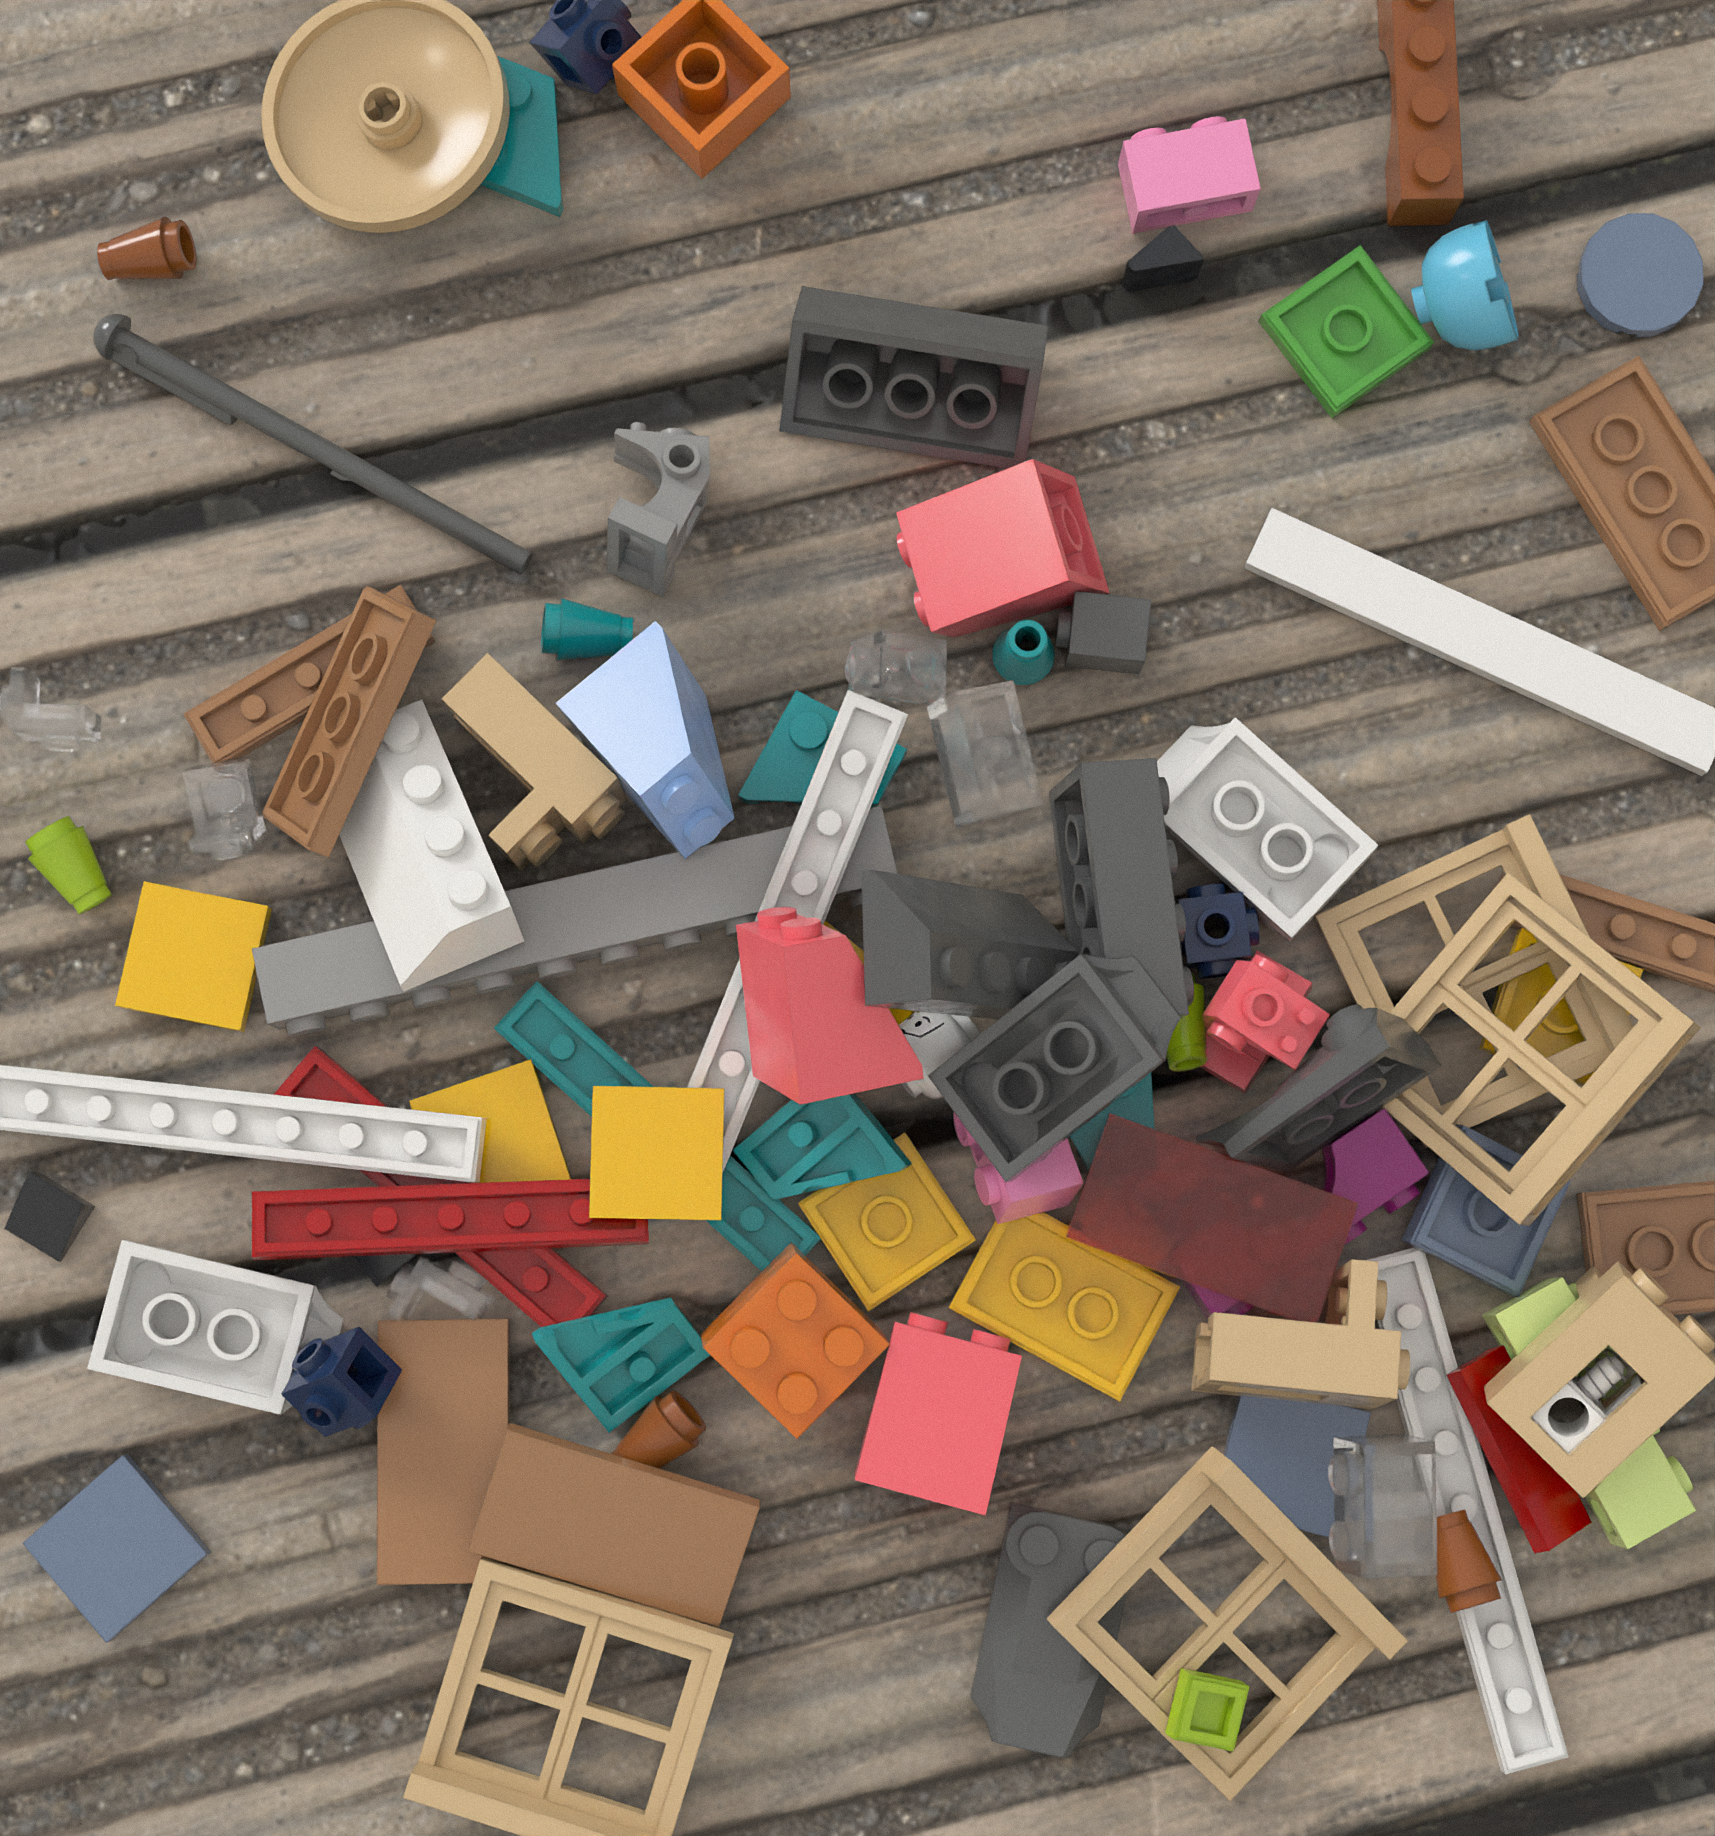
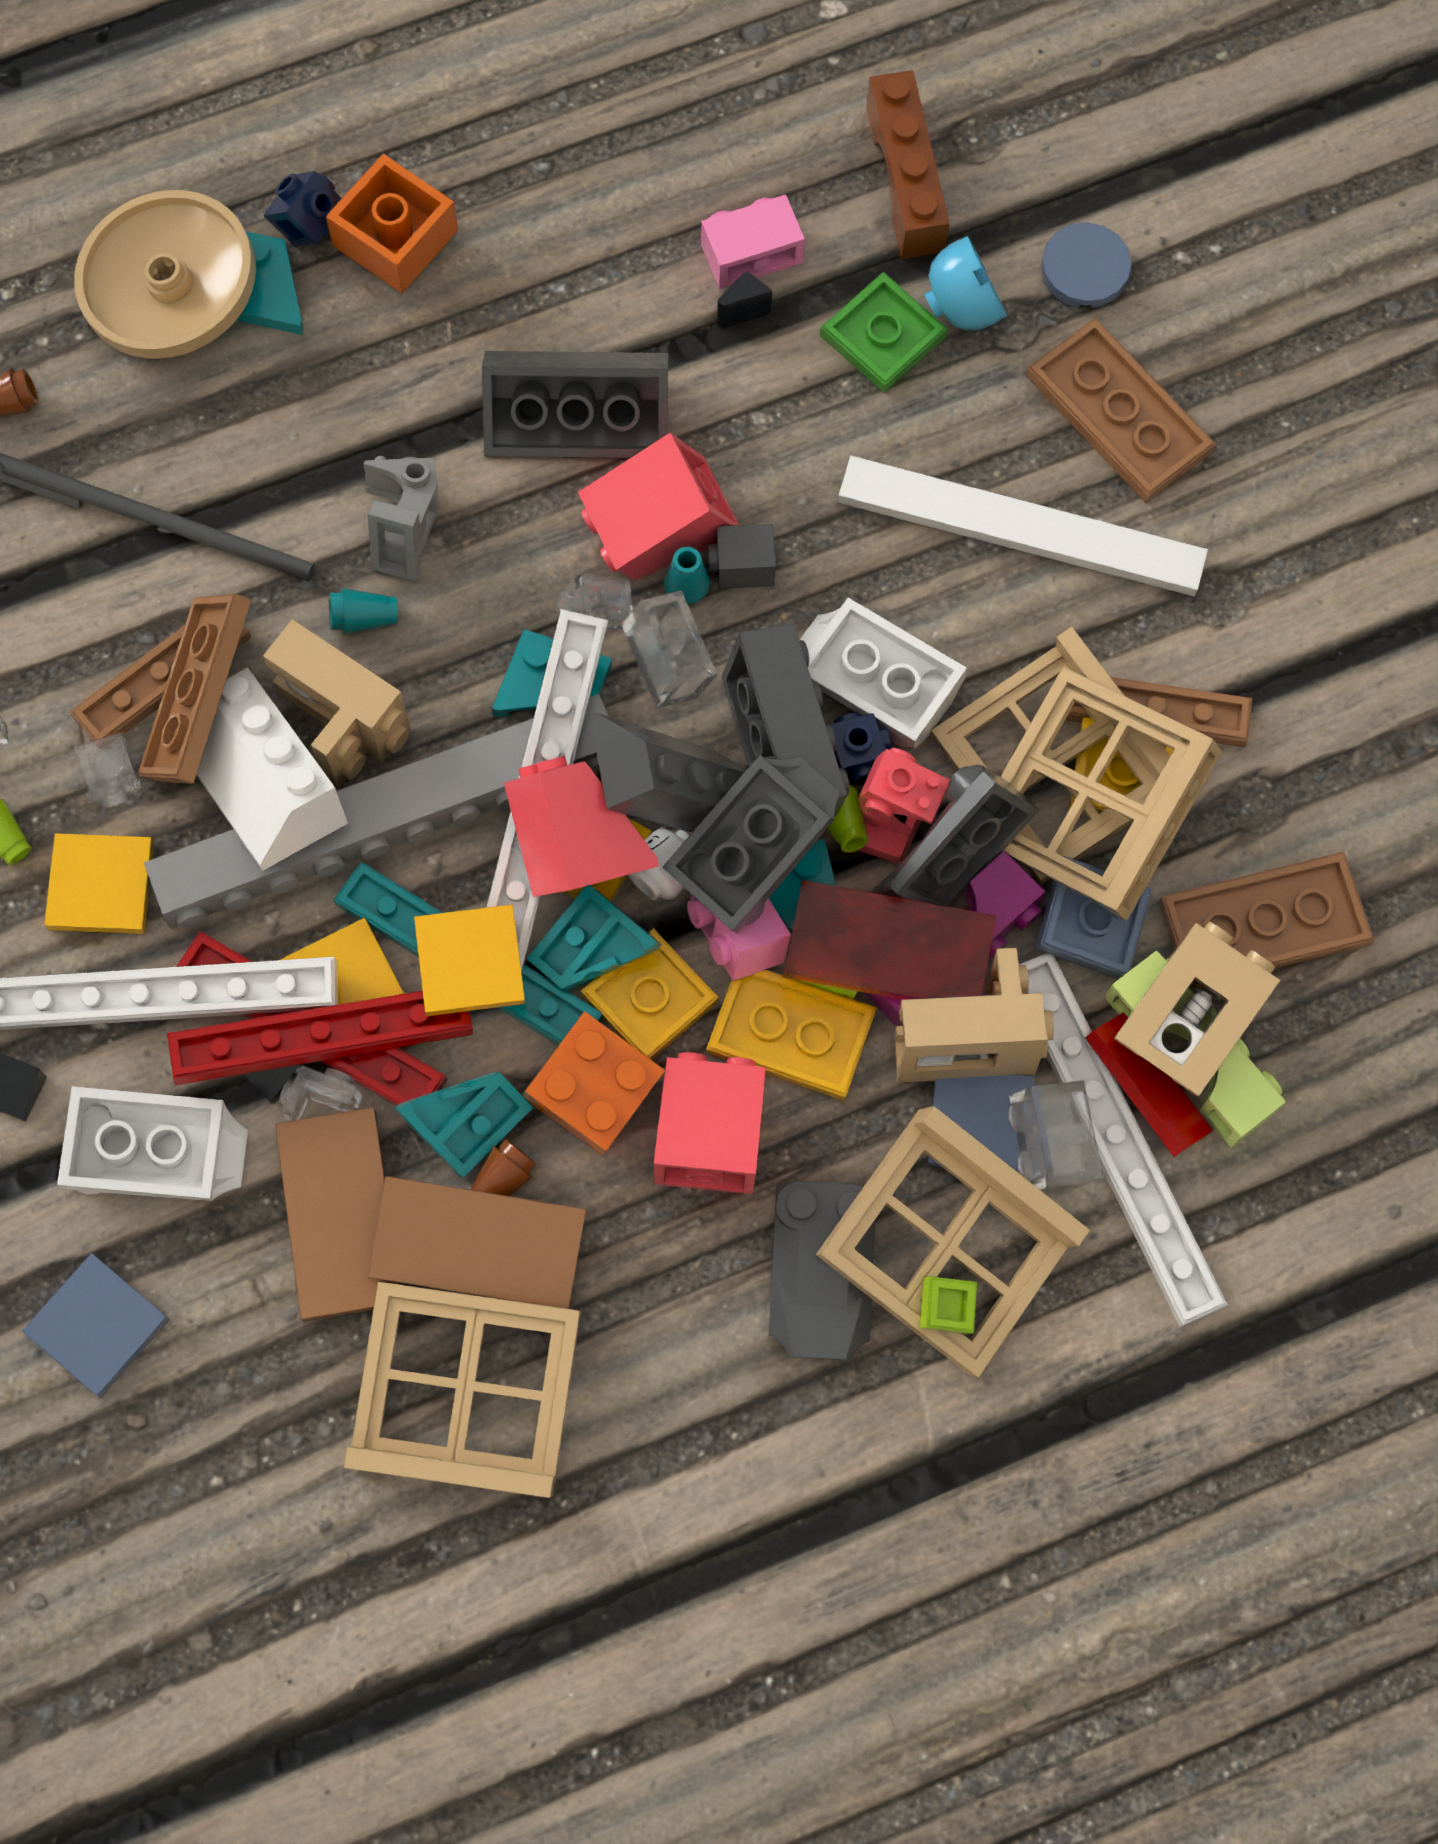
camera: 10 degrees left, 10 degrees down
(341, 1381) = (253, 1166): dark blue brick -> none
(657, 736) = (422, 660): light blue slope -> none
(1463, 1565) = (1123, 1172): dark orange cone -> none

